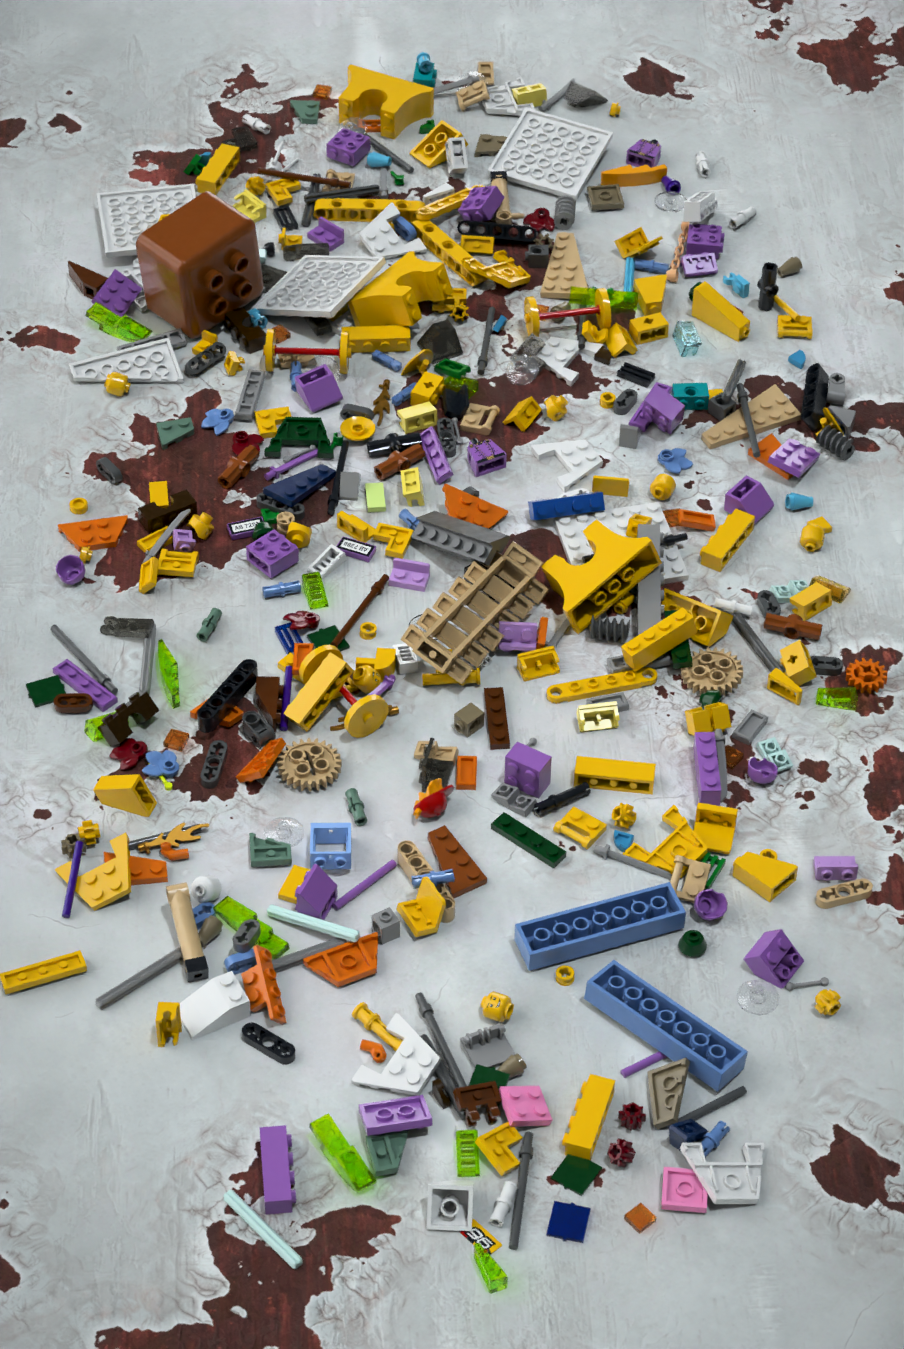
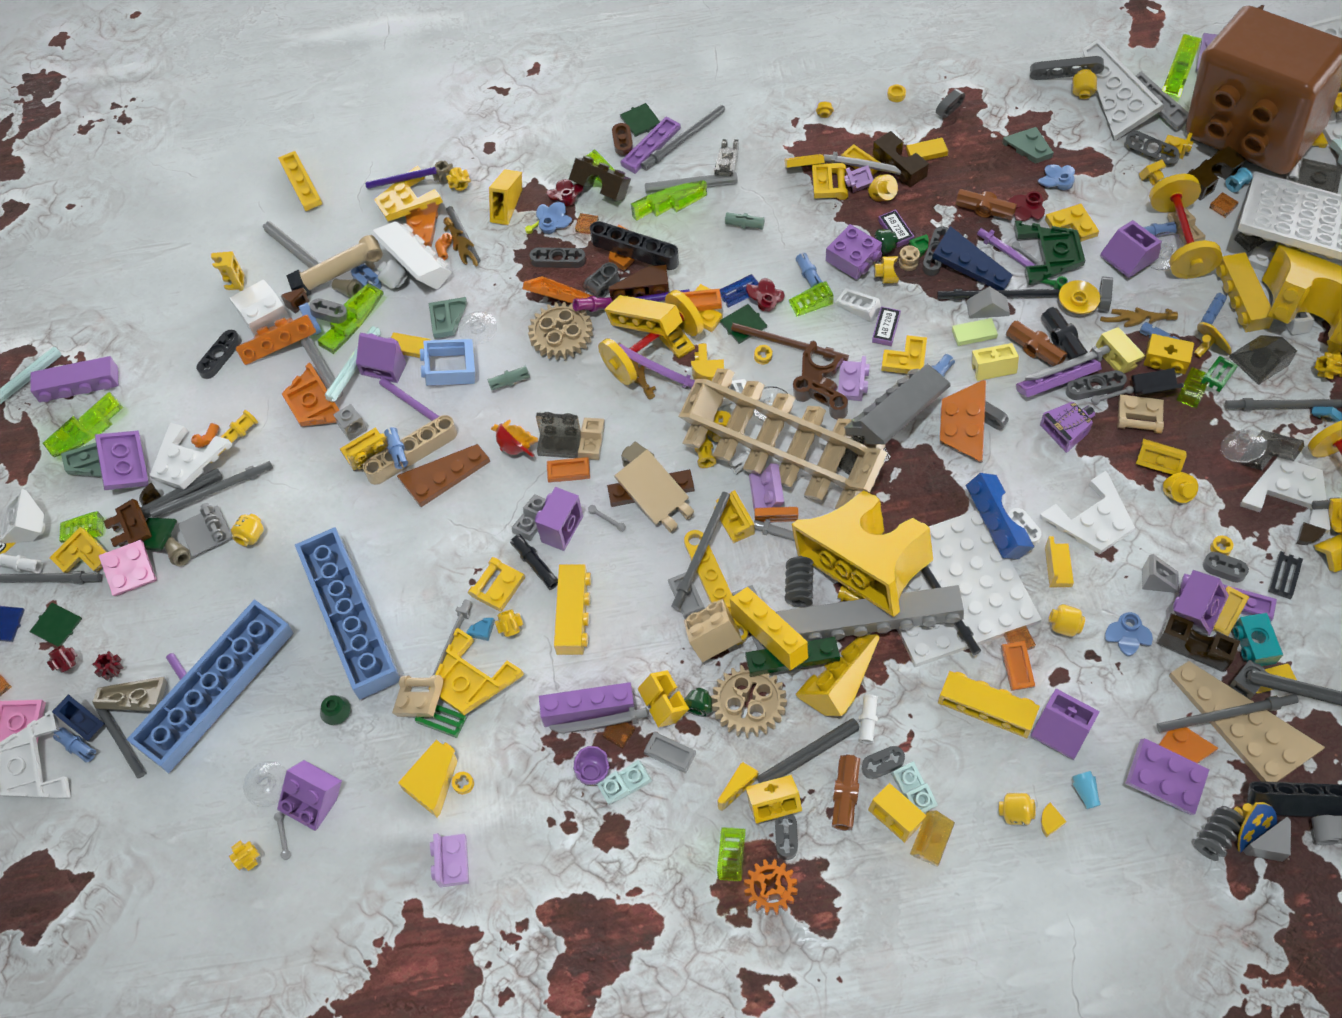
camera: 90 degrees right, 15 degrees up
(70, 569) = (796, 101): medium lavender hair -> none
(95, 533) = (859, 112): orange wing -> none
(96, 389) = (1044, 69): none -> dark grey beam
(189, 865) = (413, 254): none -> white slope
(216, 968) = (294, 299): none -> reddish brown slope
(250, 395) = (1107, 195): light grey plate -> none
(287, 734) = (591, 303): none -> magenta pin
(354, 527) = (920, 319): yellow panel -> none
(366, 678) = (680, 358): yellow head -> none
(411, 598) = (816, 386): none -> reddish brown piece
(419, 427) = (1095, 353): none -> light grey sword
(507, 707) = (654, 490): none -> tan tile
(528, 840) = (477, 537): dark green plate -> none
(568, 980) = (297, 595): yellow bush -> none
(590, 1117) = (109, 626): yellow brick -> none
(598, 716) = (657, 582): light yellow hinge -> none
(603, 697) = (685, 586): none -> dark grey bar
(633, 524) = (980, 594): yellow bracket -> none
(648, 683) = (712, 630): none -> tan slope
(685, 430) = (1213, 650): none -> dark brown arch
(710, 904) = (381, 720): medium lavender hair -> none
(716, 826) = (495, 720): yellow bracket -> none
(850, 887) = (424, 885): tan beam -> none

